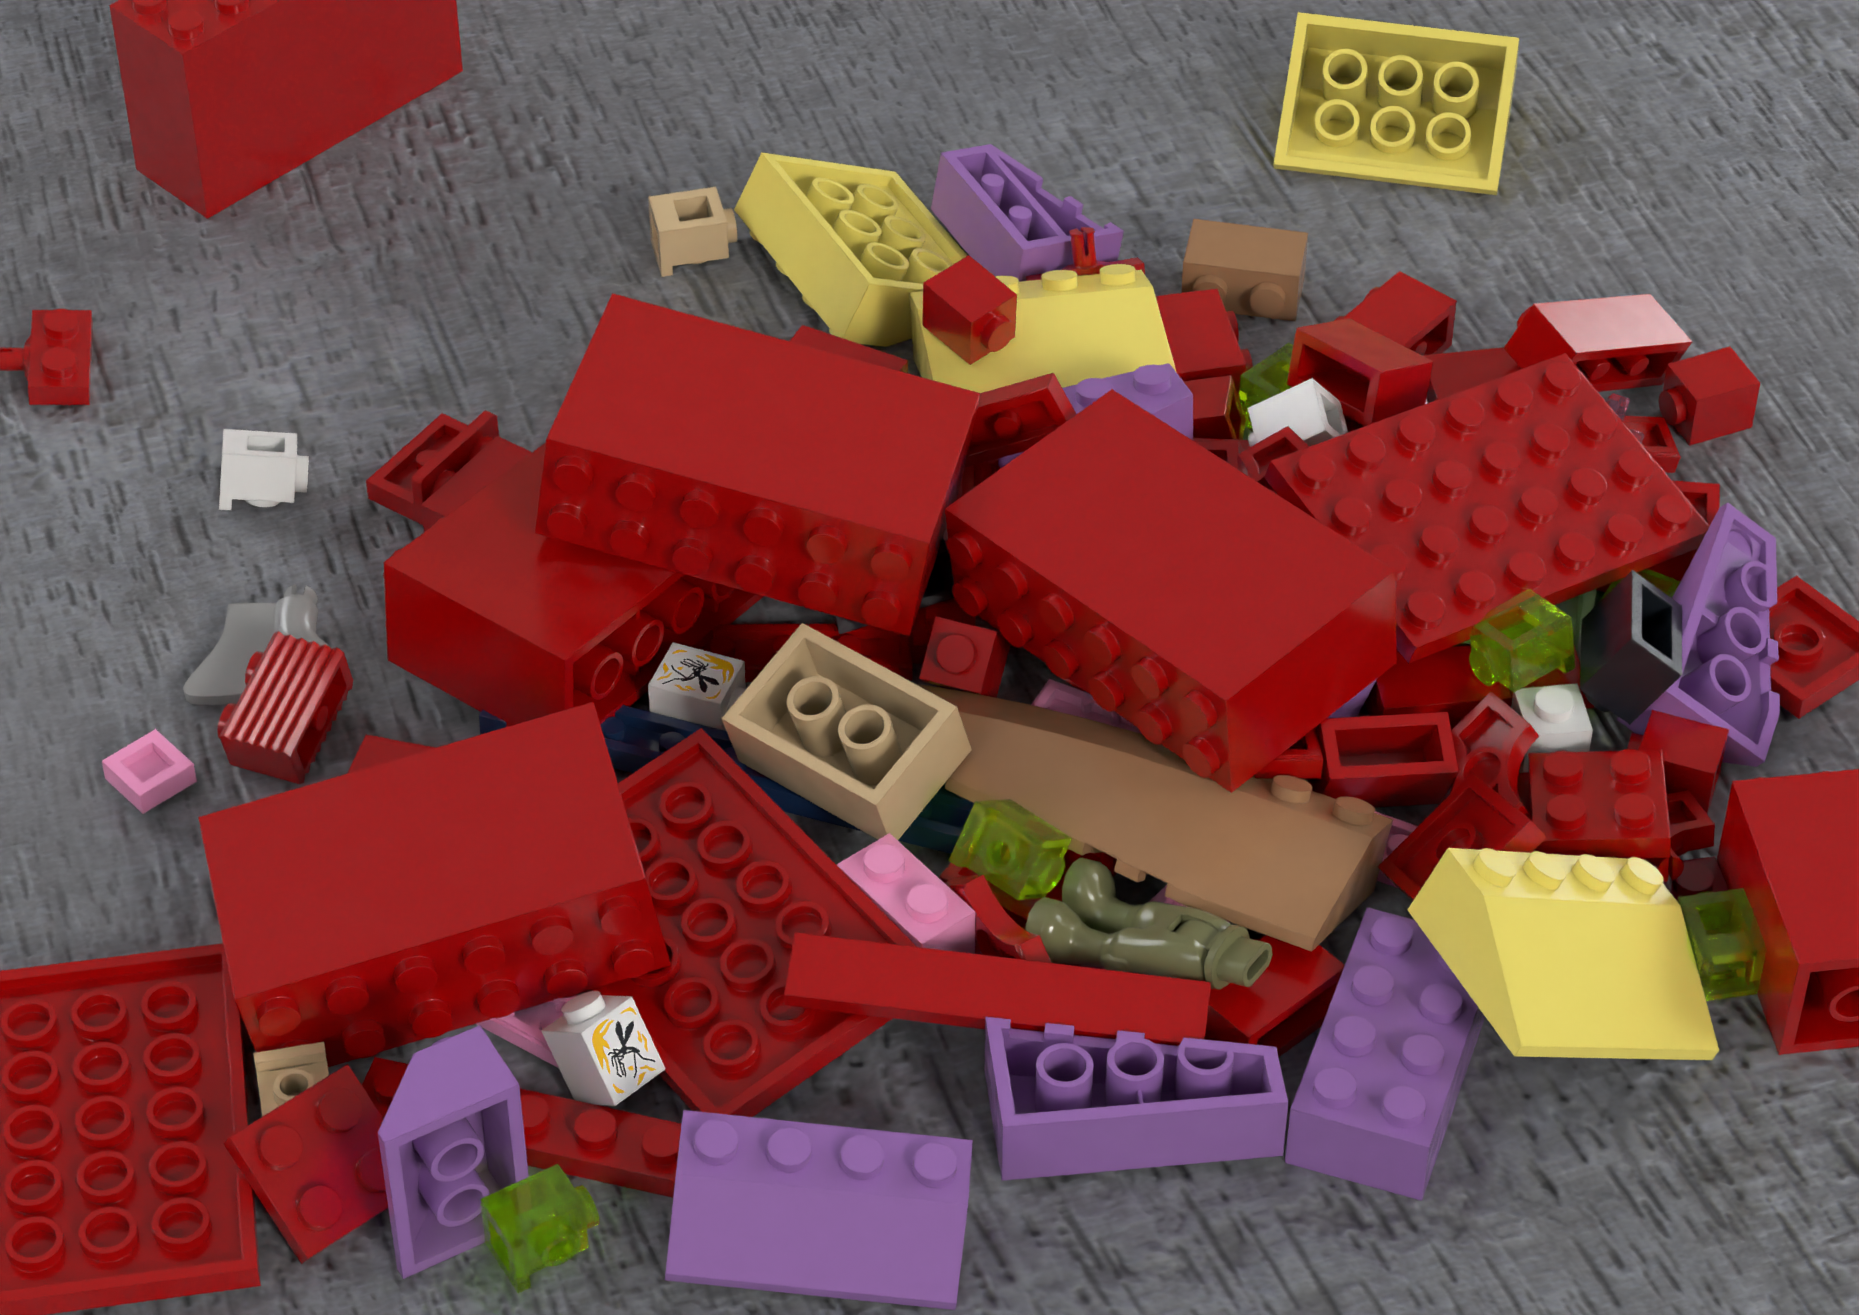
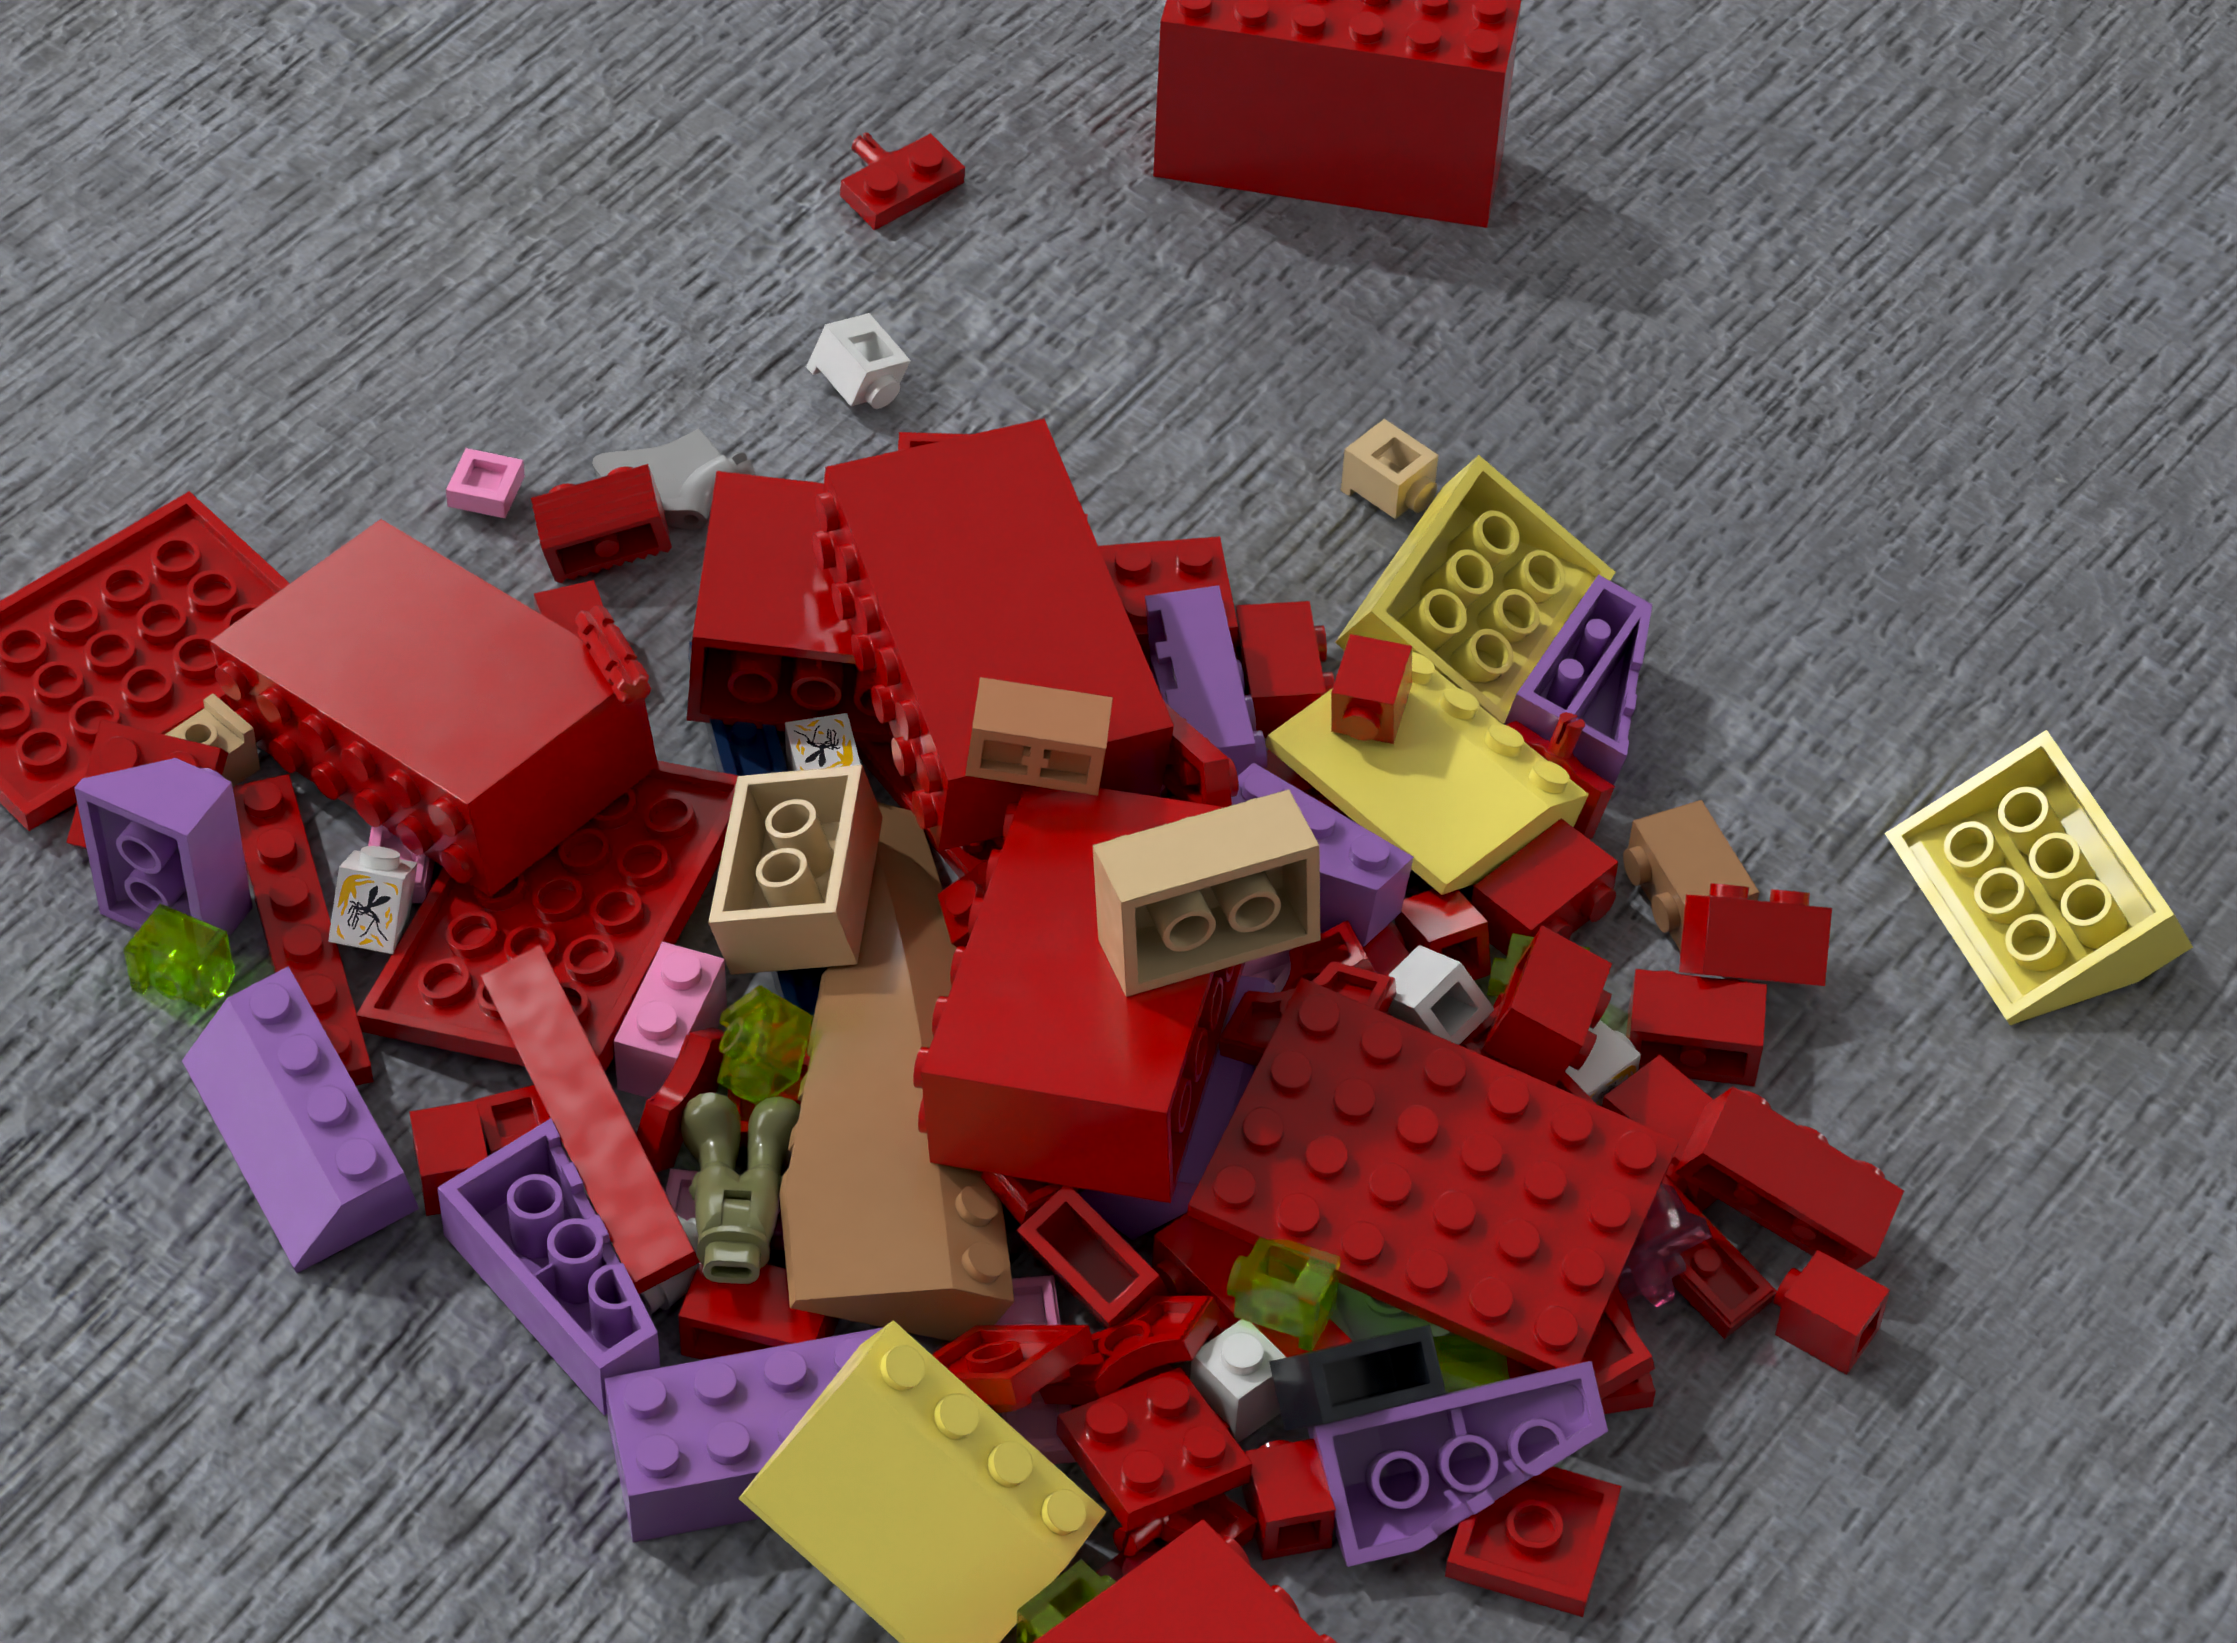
camera: 55 degrees right, 5 degrees up
(566, 702) = (613, 654): none -> red axle
(925, 1072) = (510, 1116): none -> red plate
(939, 1109) = (445, 1144): none -> red brick
(949, 458) = (1039, 736): none -> nougat hinge
(1220, 425) = (1207, 892): none -> tan brick
(1349, 255) = (1755, 938): none -> red brick

